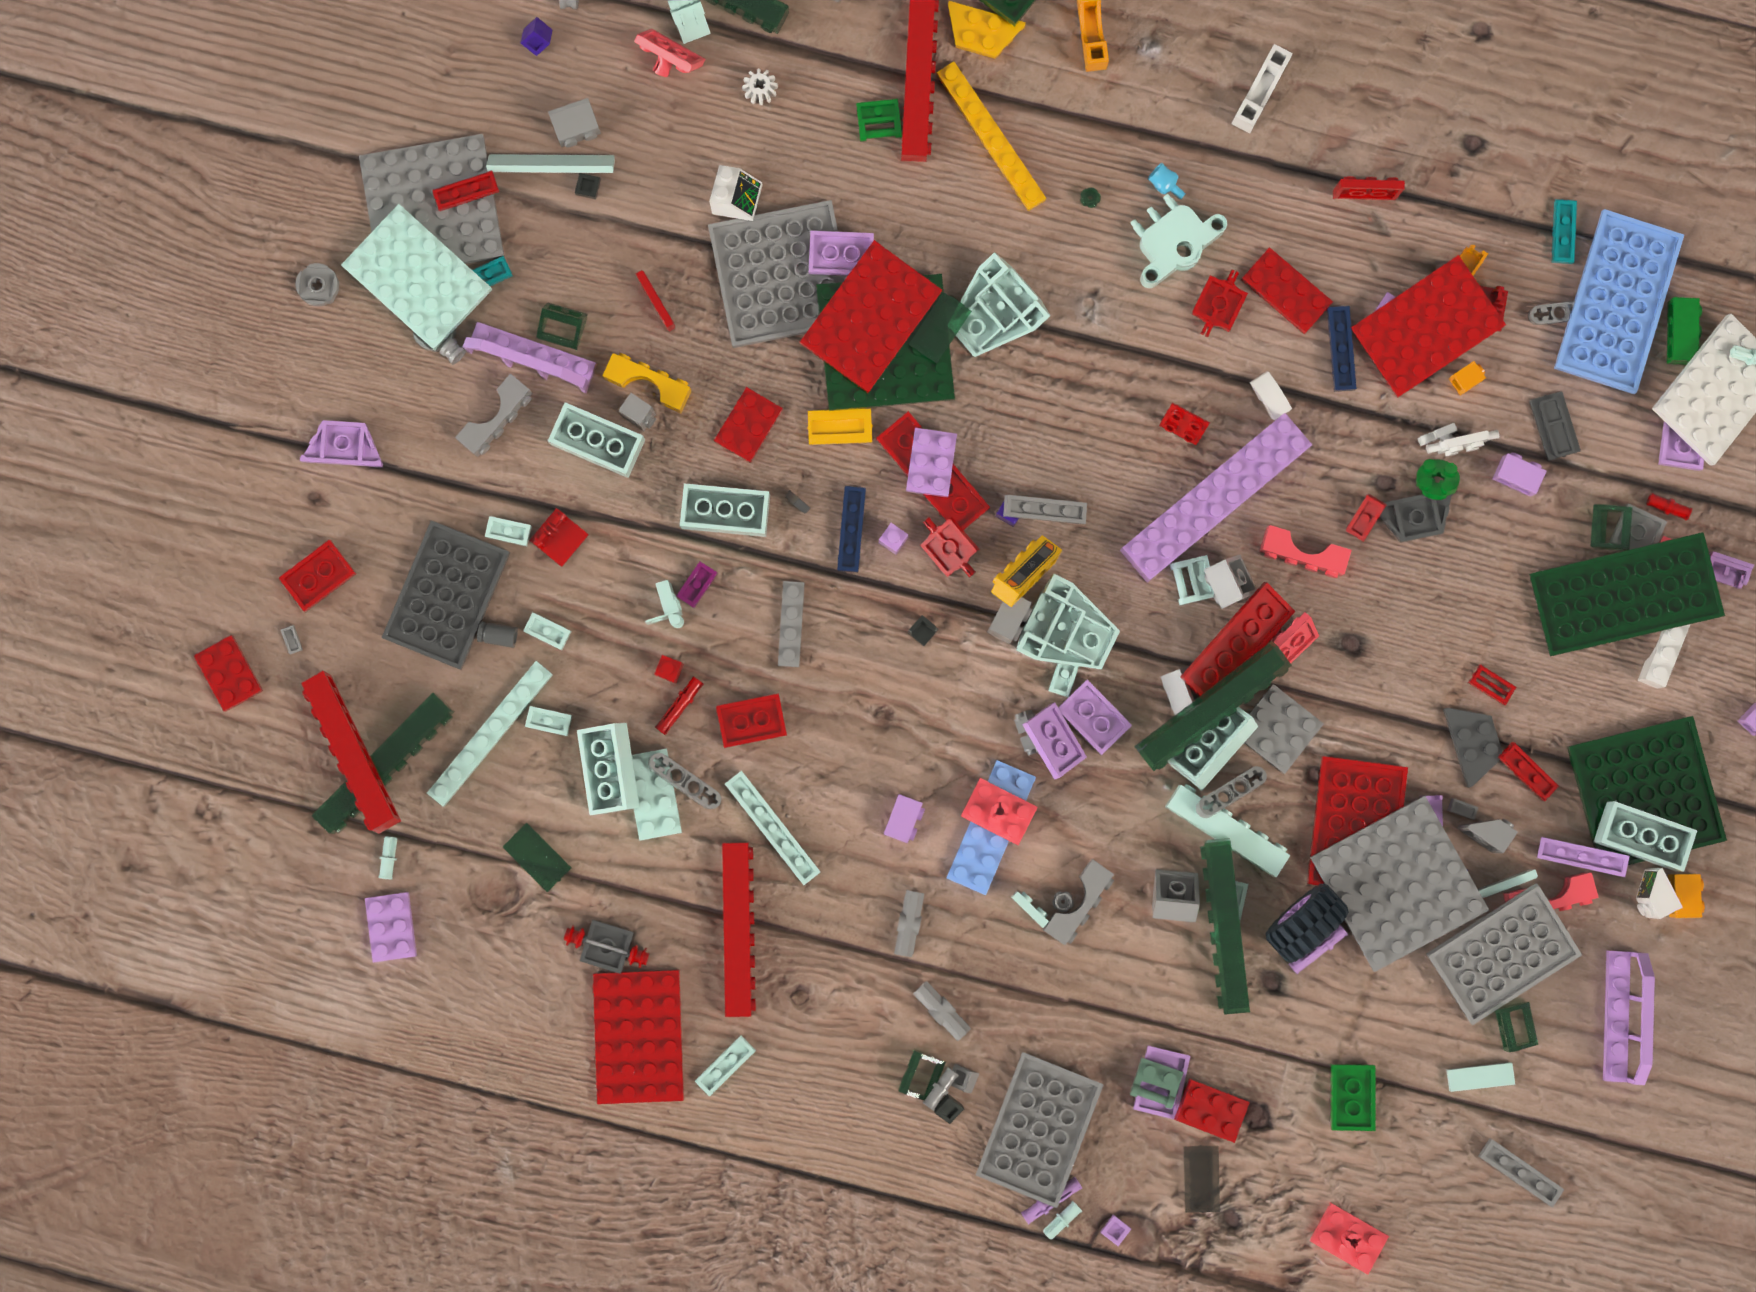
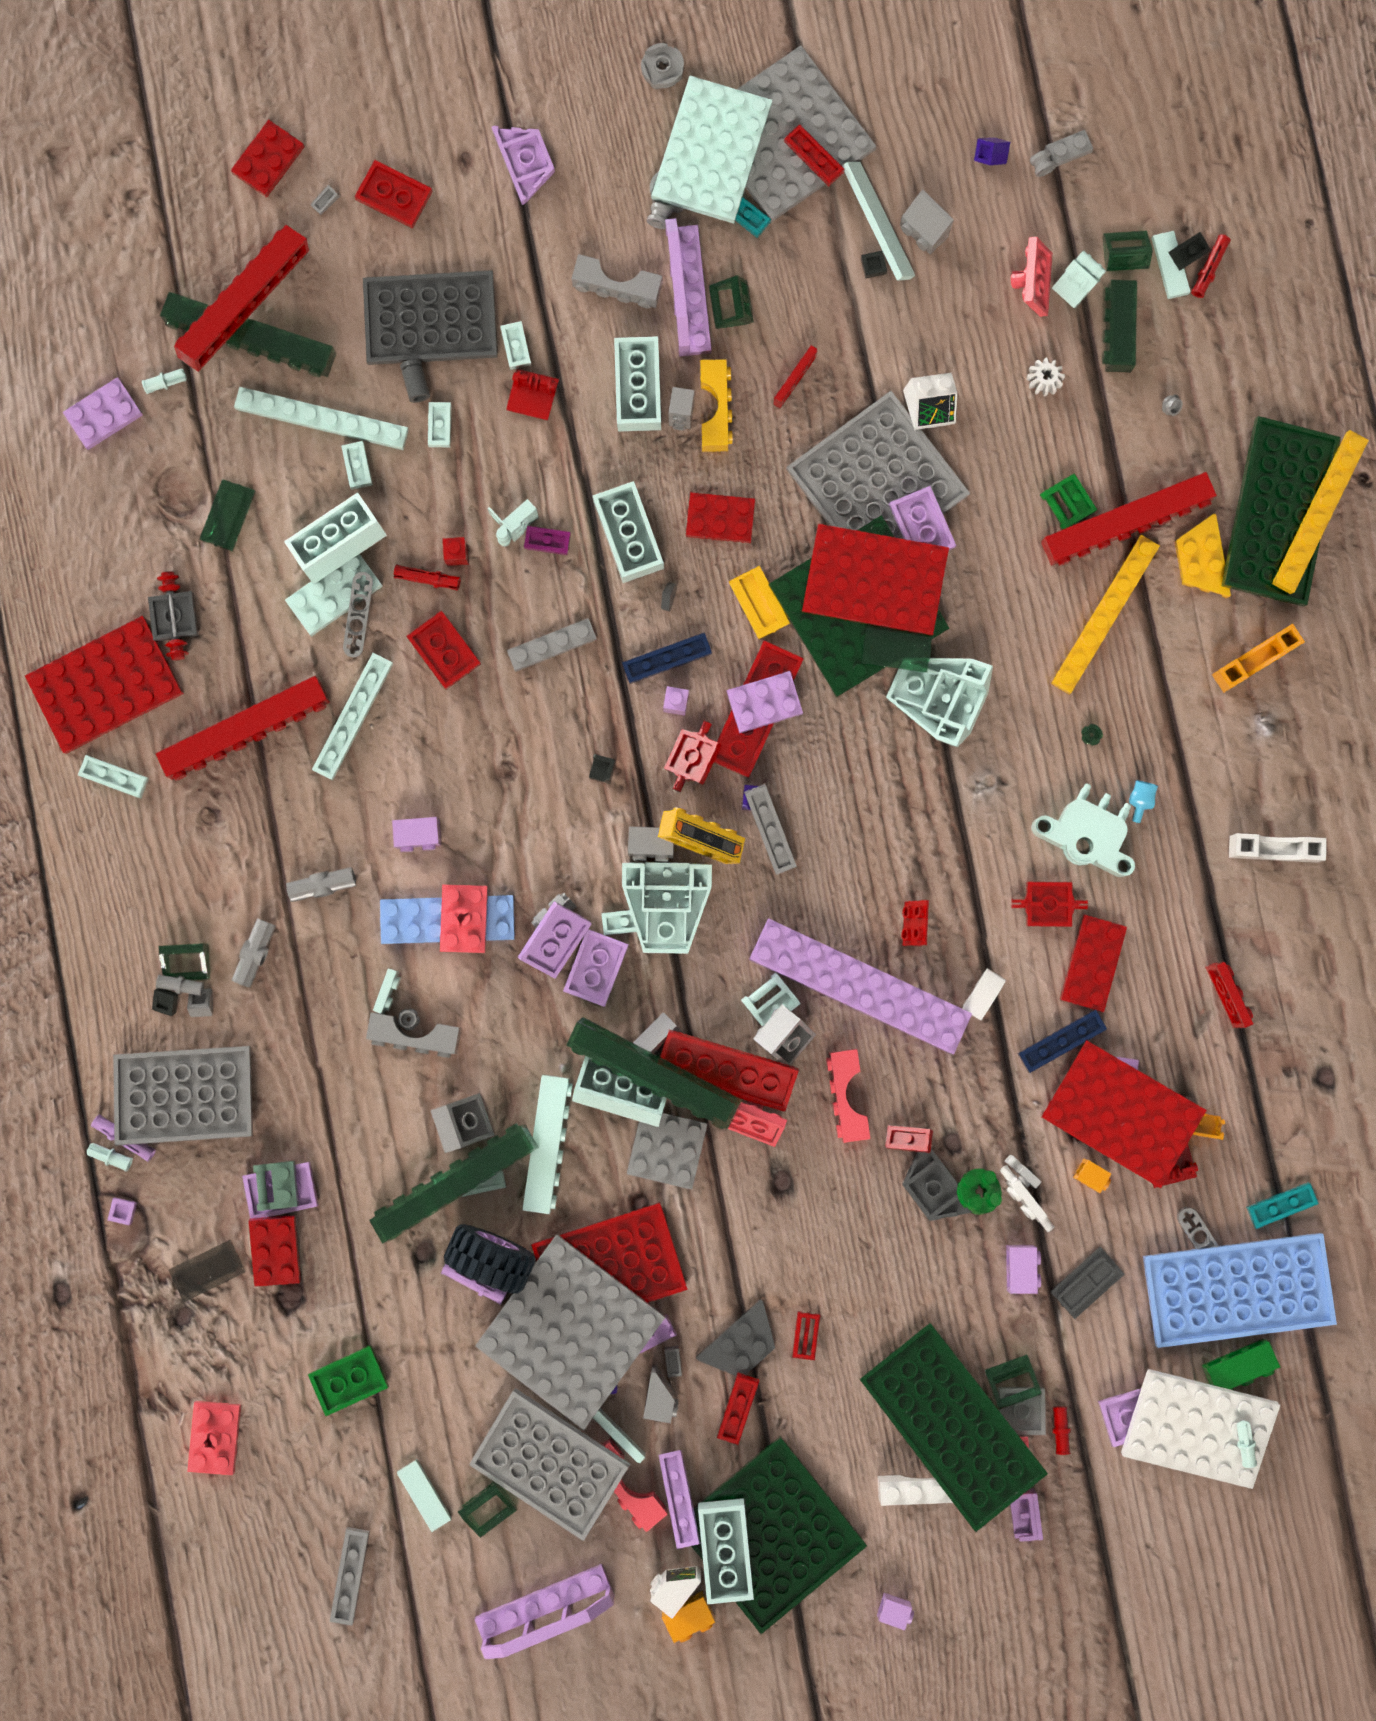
camera: 65 degrees right, 0 degrees up
(1231, 792) = (582, 1132): light grey beam -> none

